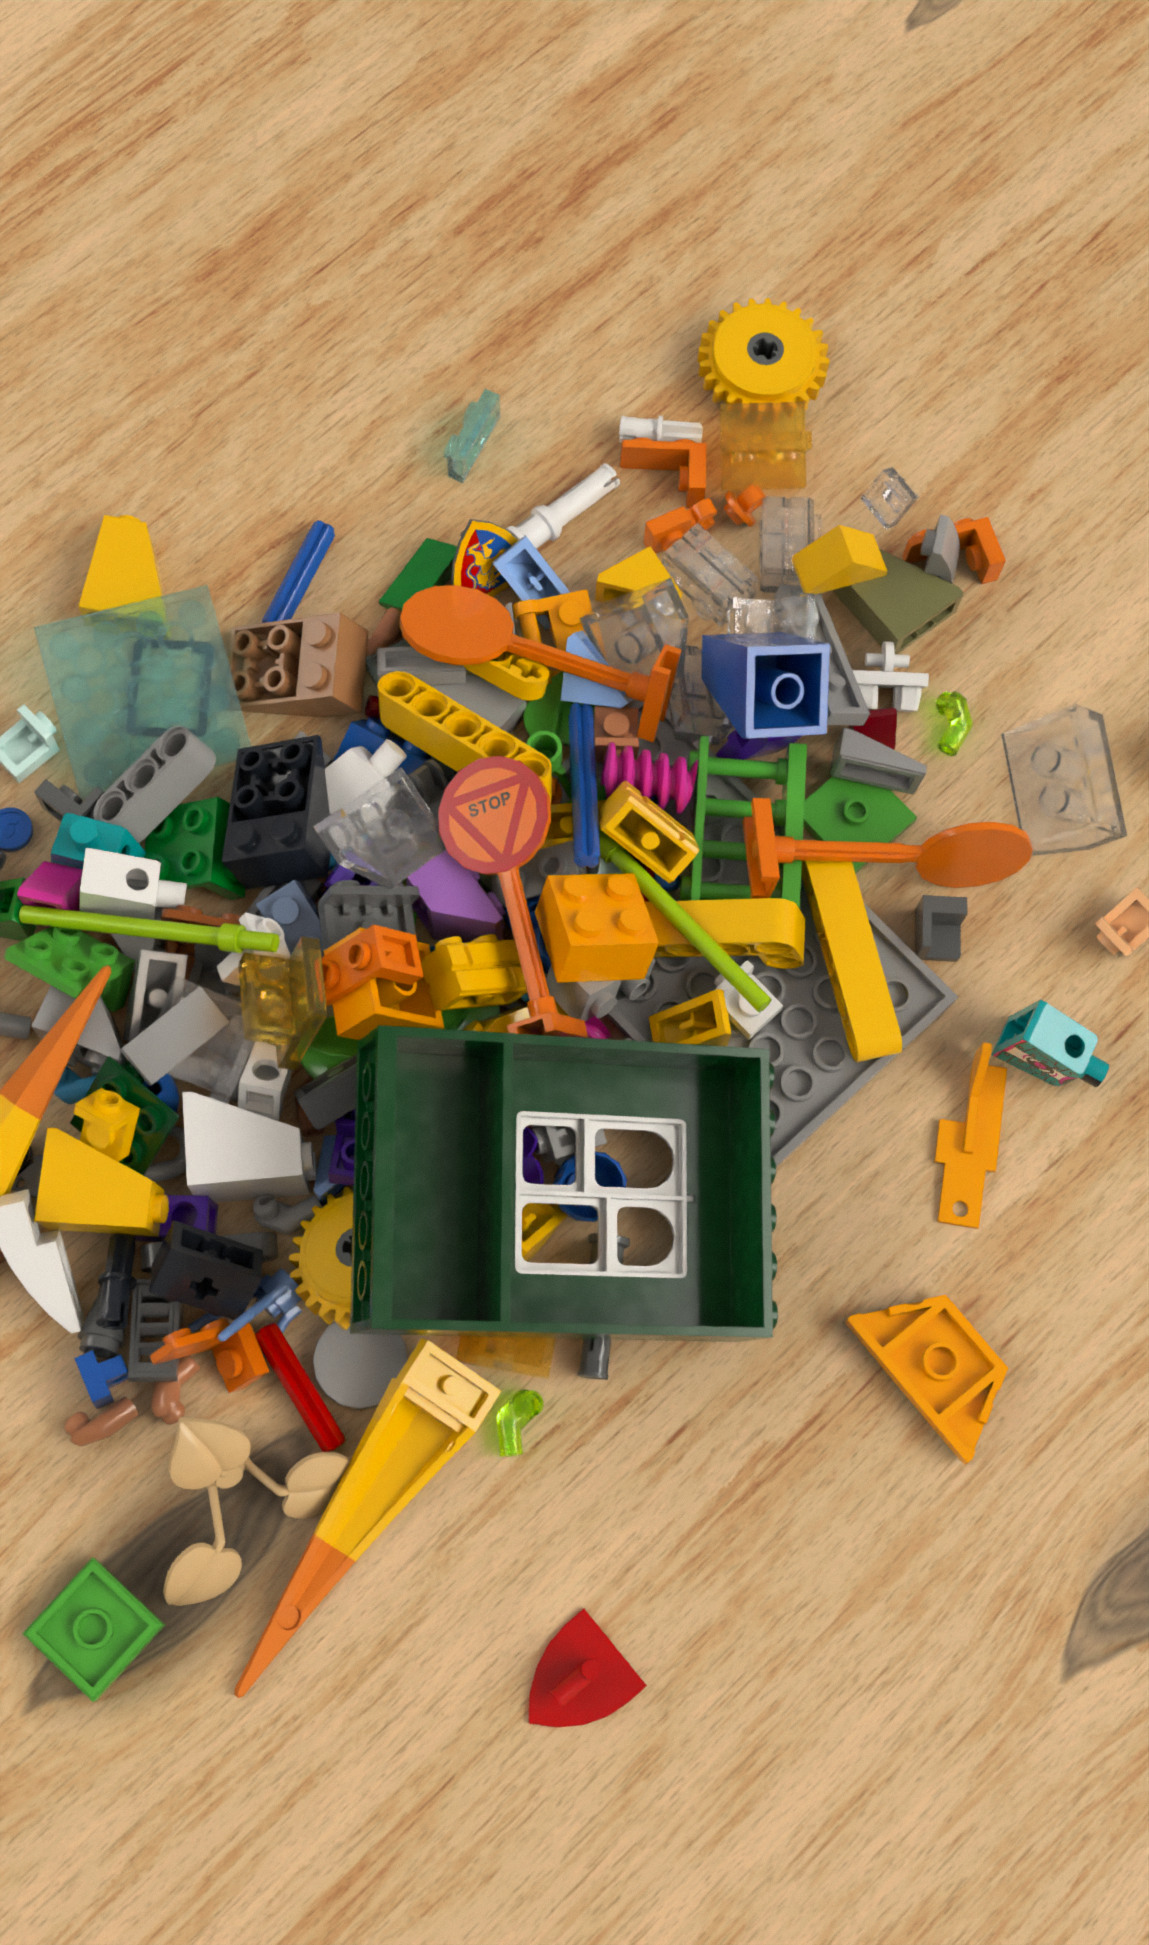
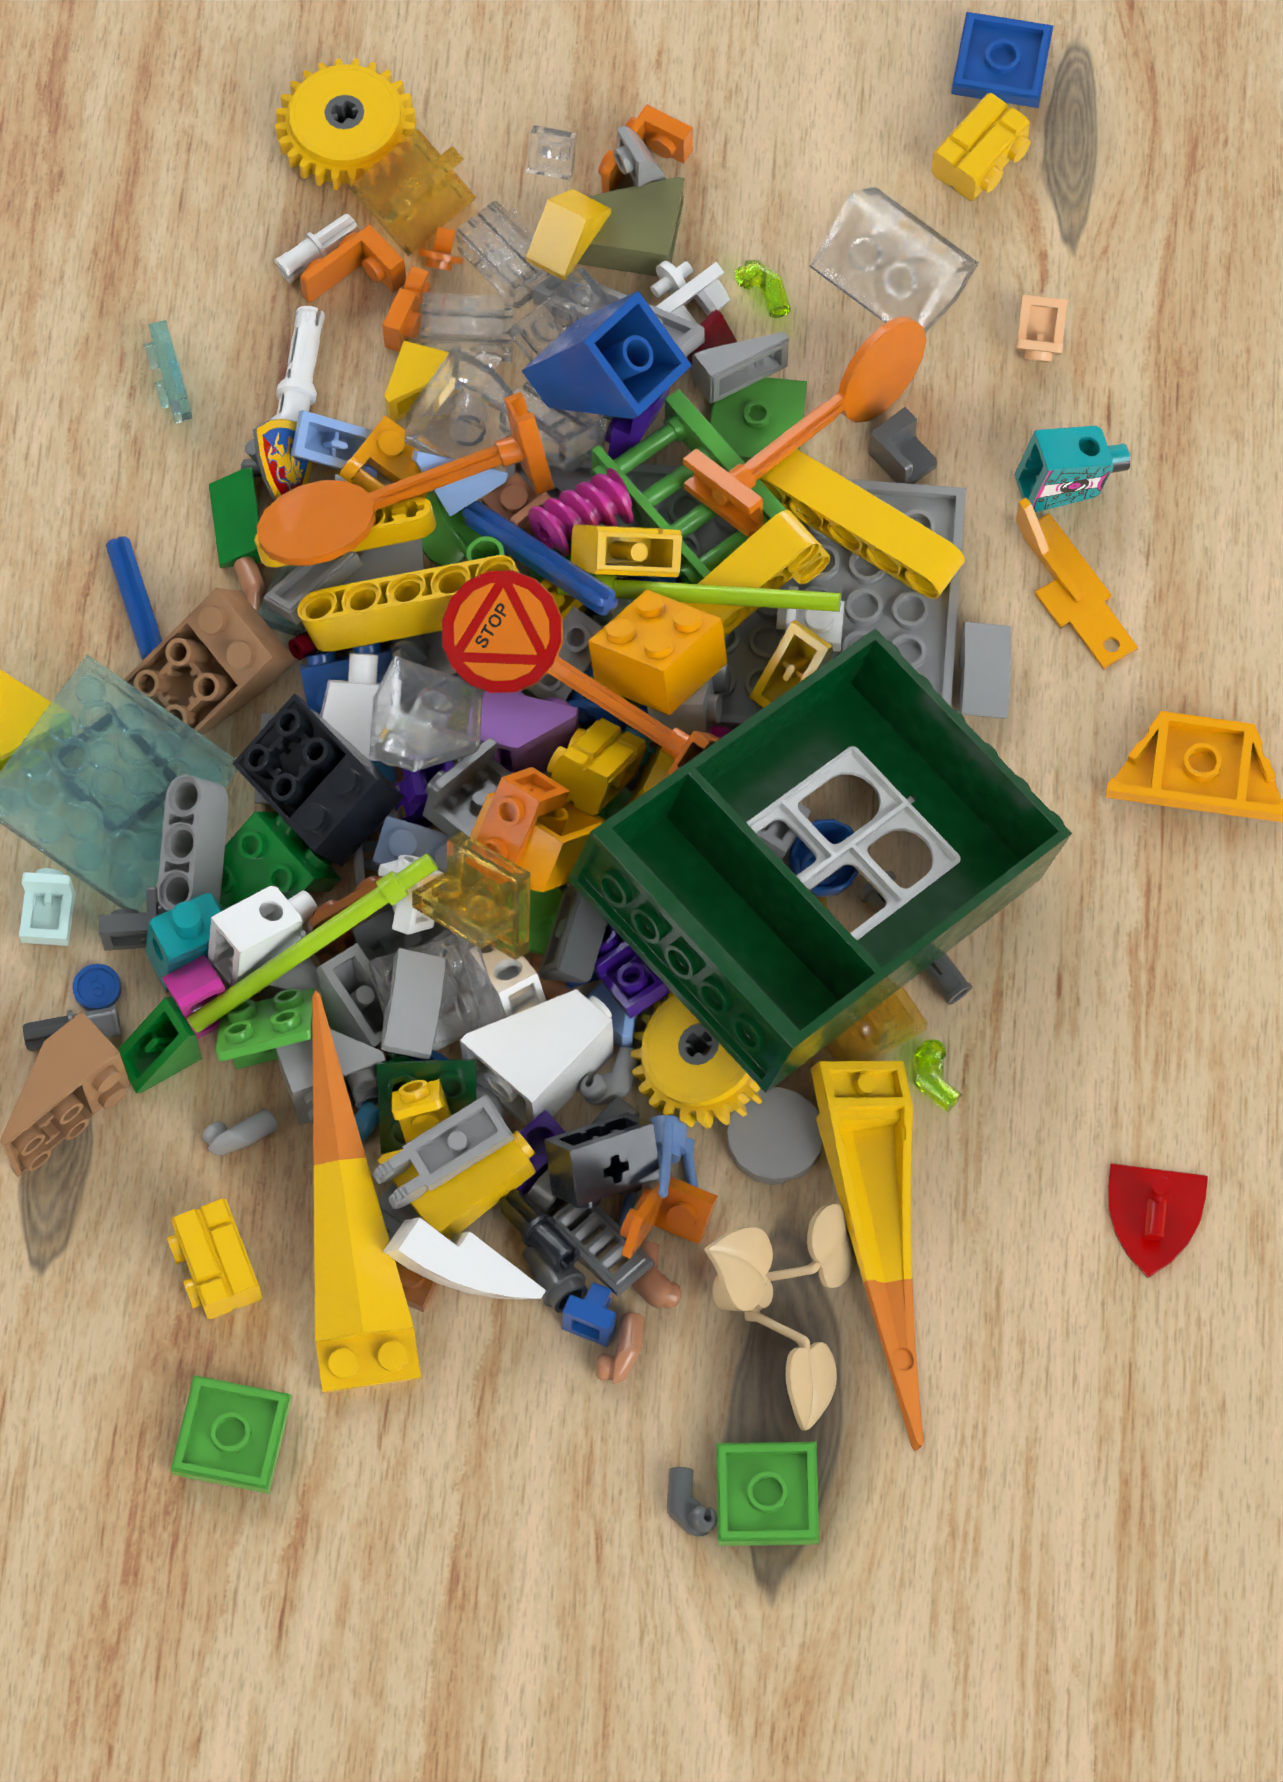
camera: 35 degrees left, 5 degrees down
(29, 1582) = (684, 1508): none -> dark grey arm
(93, 1167) = (446, 1150): none -> light grey hinge
(299, 1388) = (751, 1191): red axle -> none
(843, 1147) = (985, 670): none -> light grey slope

